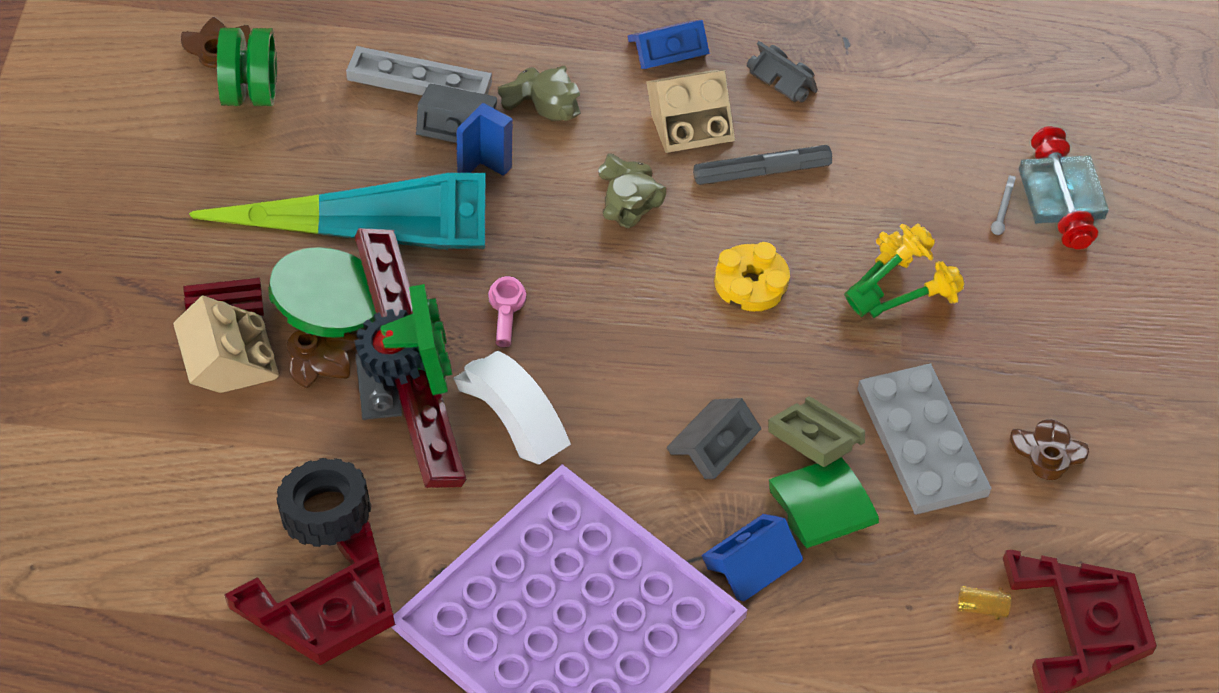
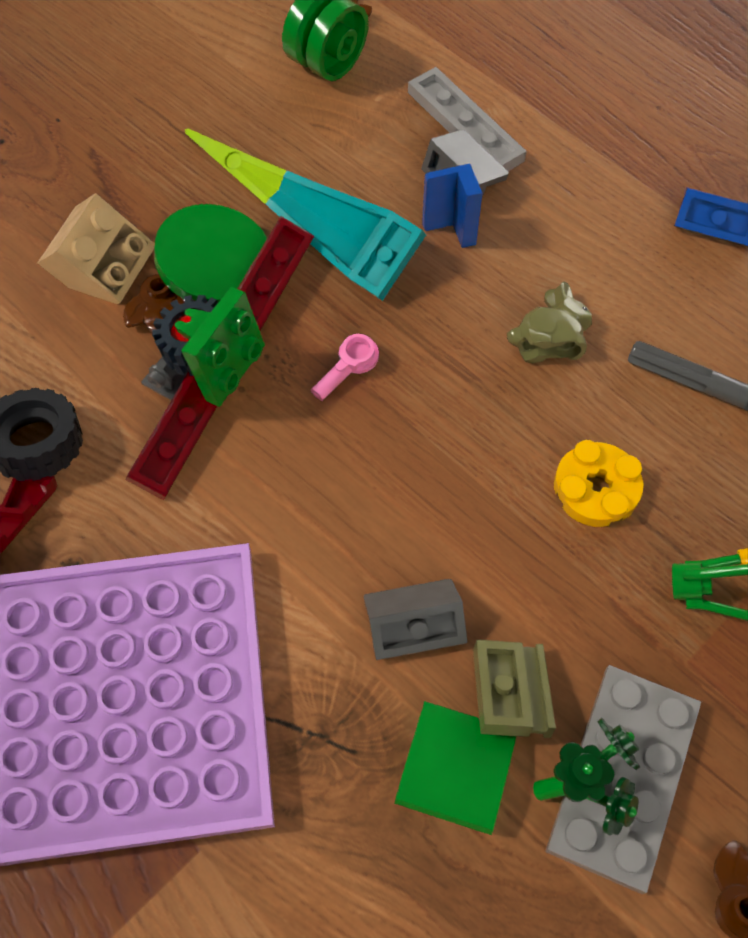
camera: 45 degrees right, 10 degrees up
(229, 292) = (142, 207): dark red tile -> none
(518, 403) = (254, 461): white arch -> none
(550, 91) = (563, 194): olive animal -> none
(691, 110) = (681, 288): tan slope -> none
(755, 555) = (337, 769): blue panel -> none
(908, 435) = (586, 772): none -> dark green plant

